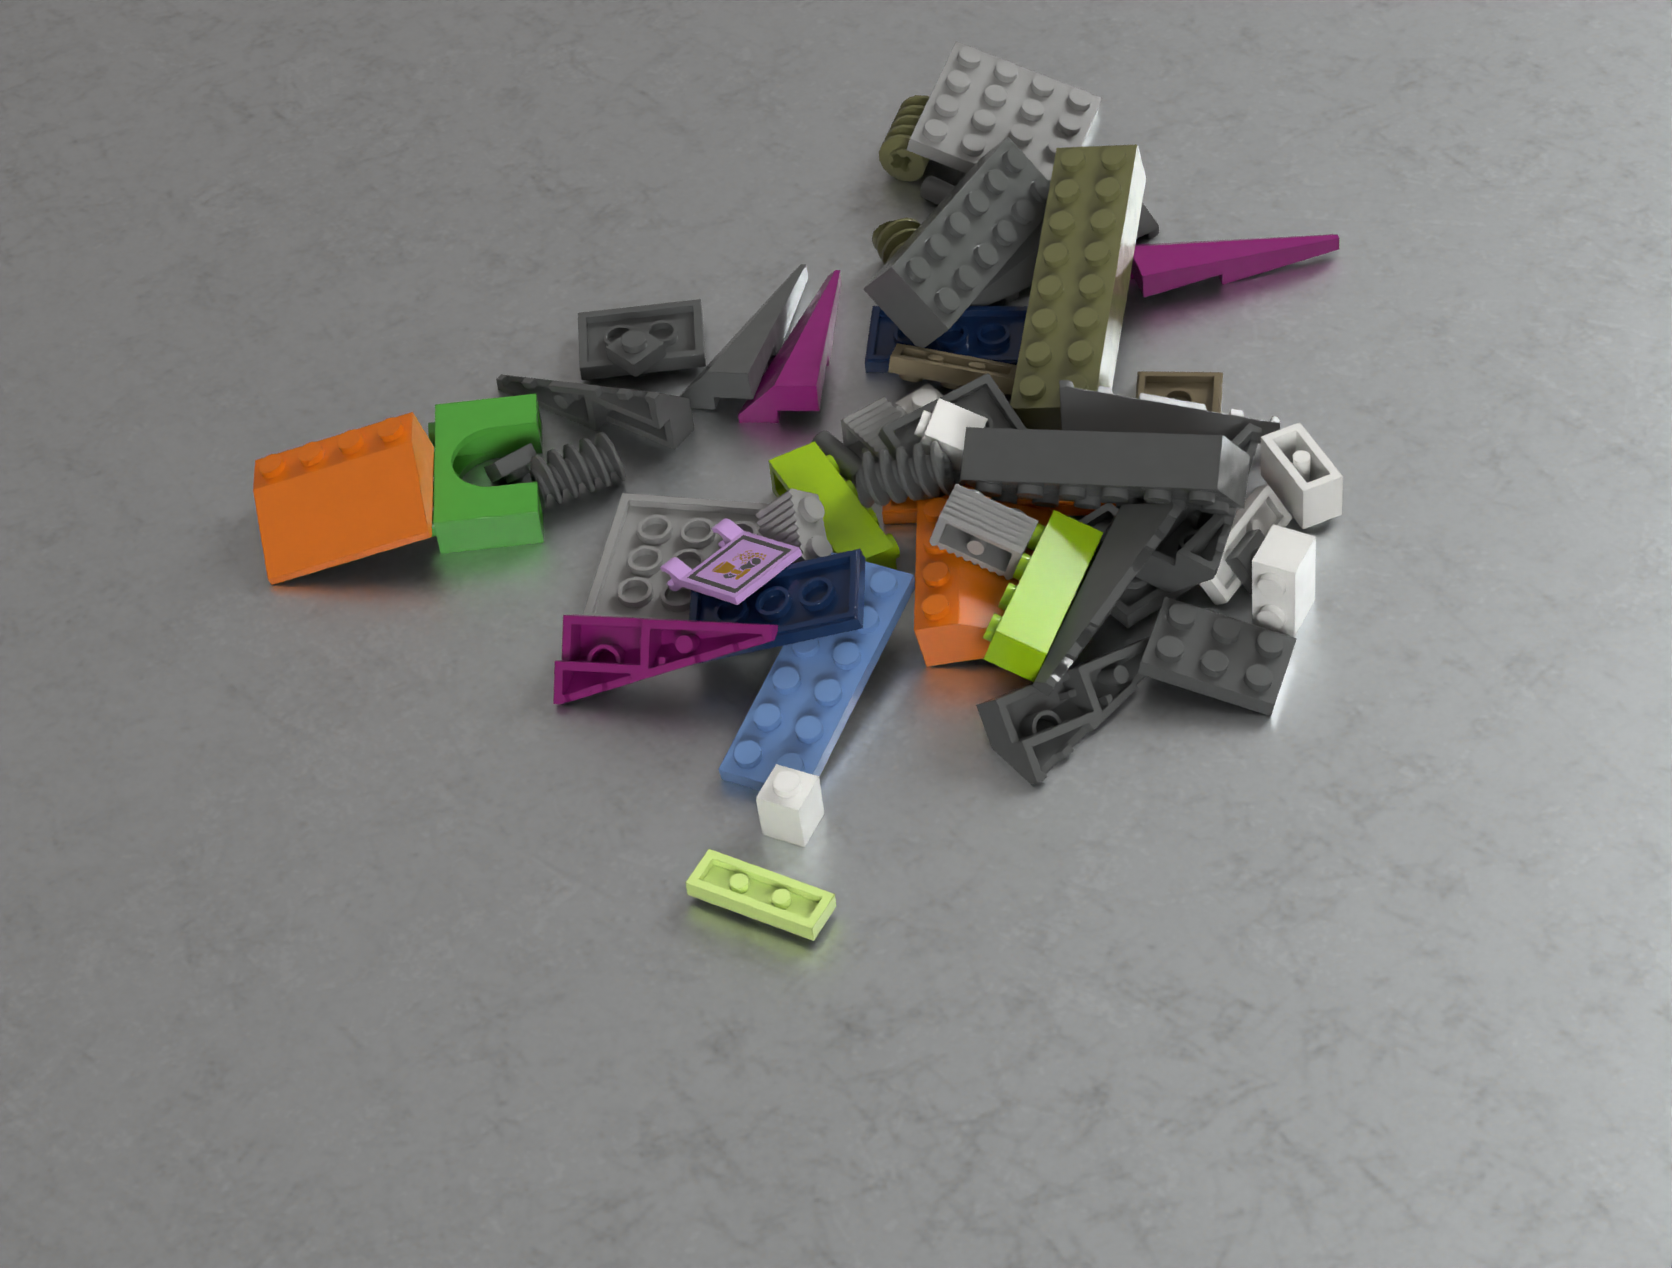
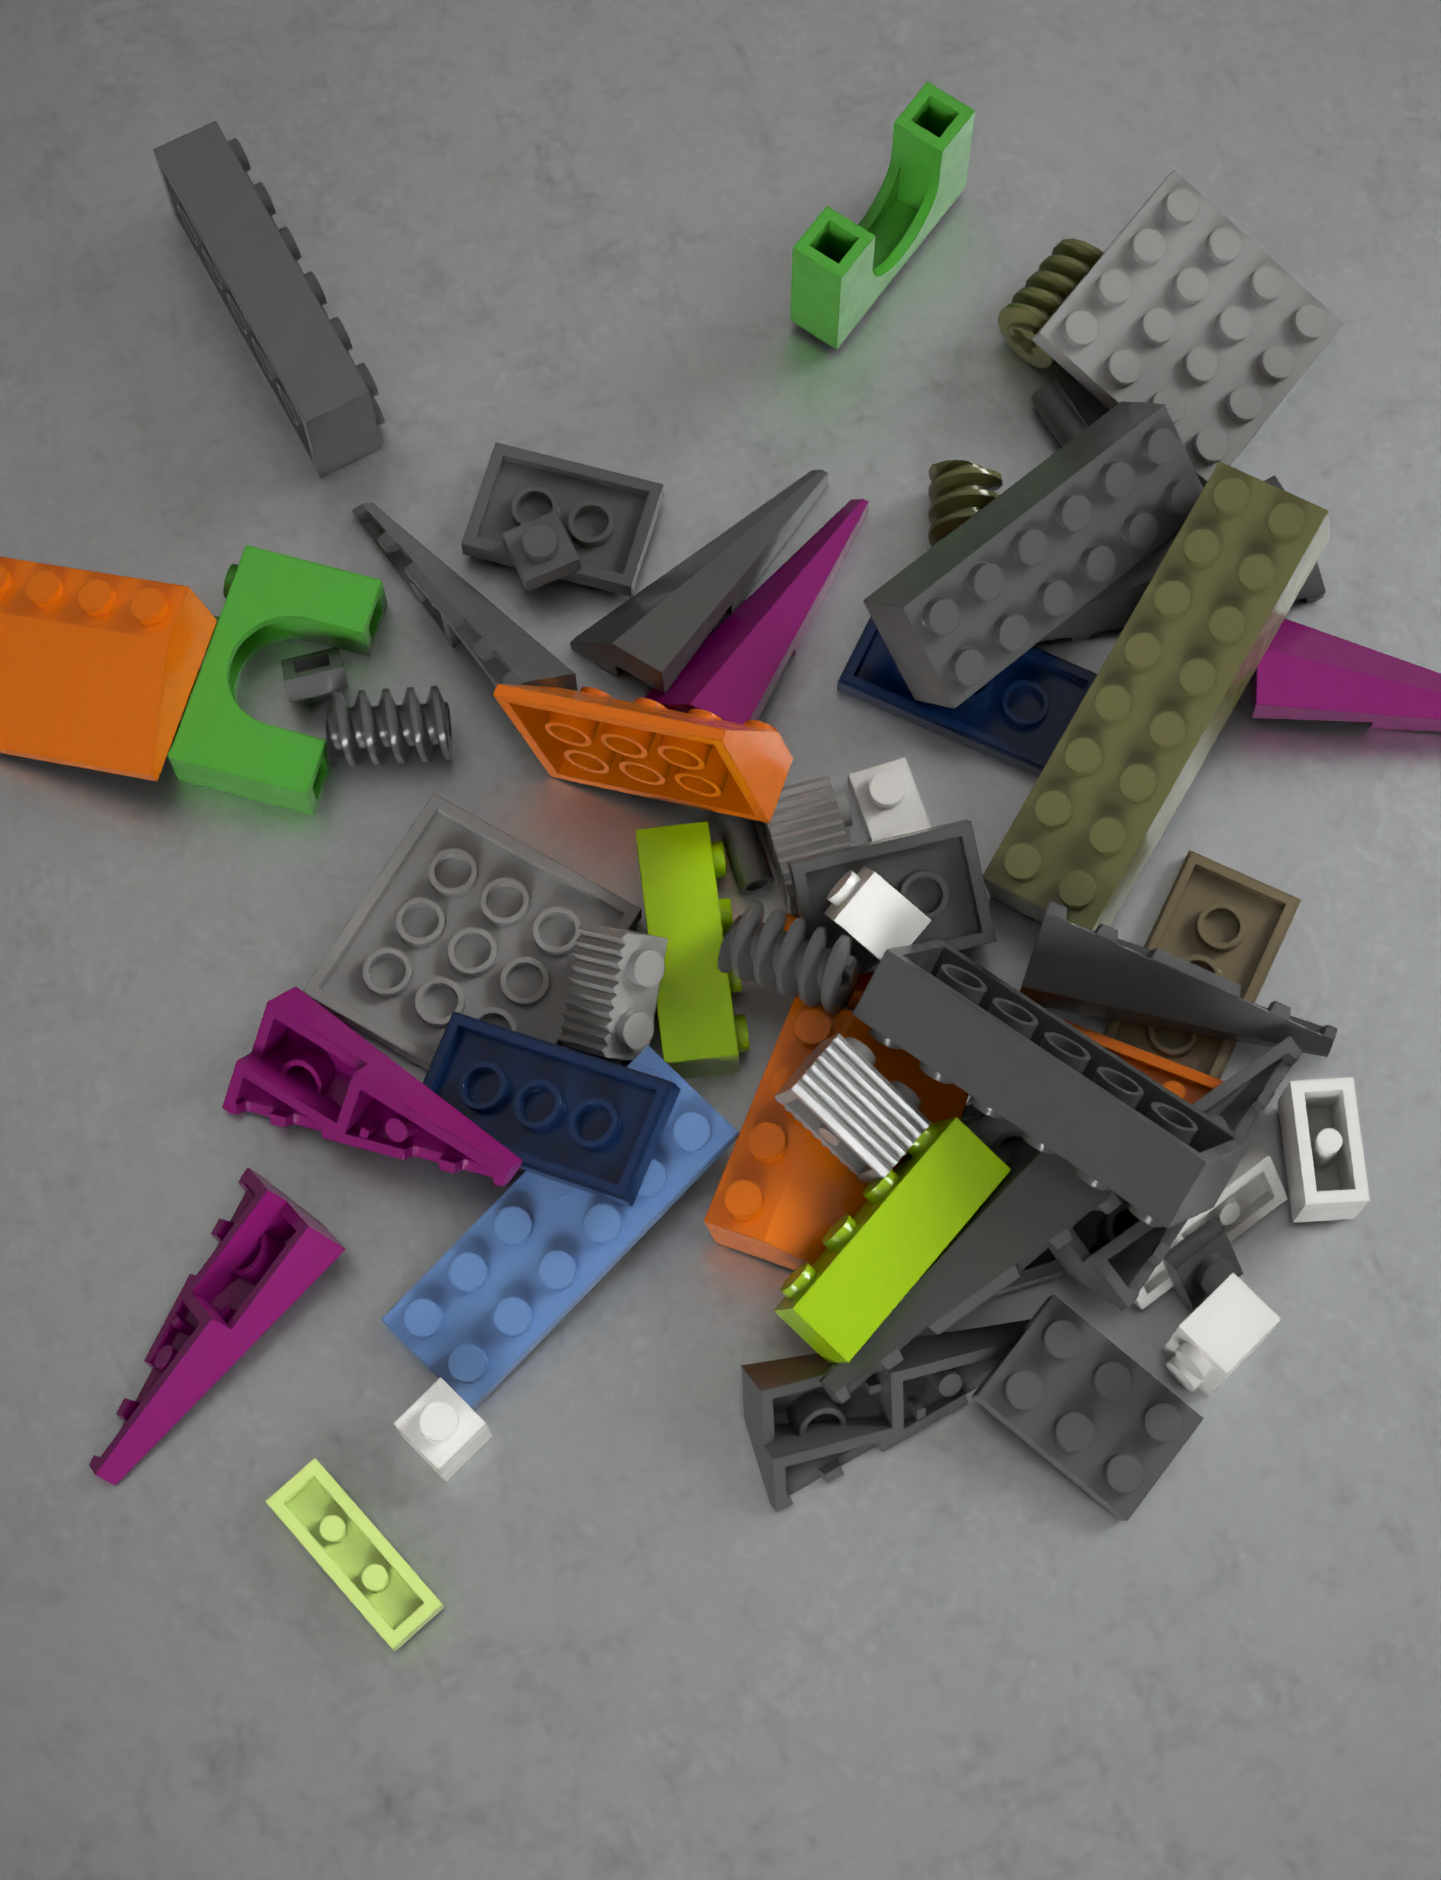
camera: 15 degrees right, 25 degrees up
(393, 284) = (271, 298): none -> dark grey brick
(613, 784) = (253, 1276): none -> magenta wedge
(737, 568) = (518, 1019): lavender flag -> none
(756, 401) = (651, 749): none -> orange slope
(775, 139) = (847, 265): none -> bright green arch
(949, 369) = (946, 754): dark tan plate -> none

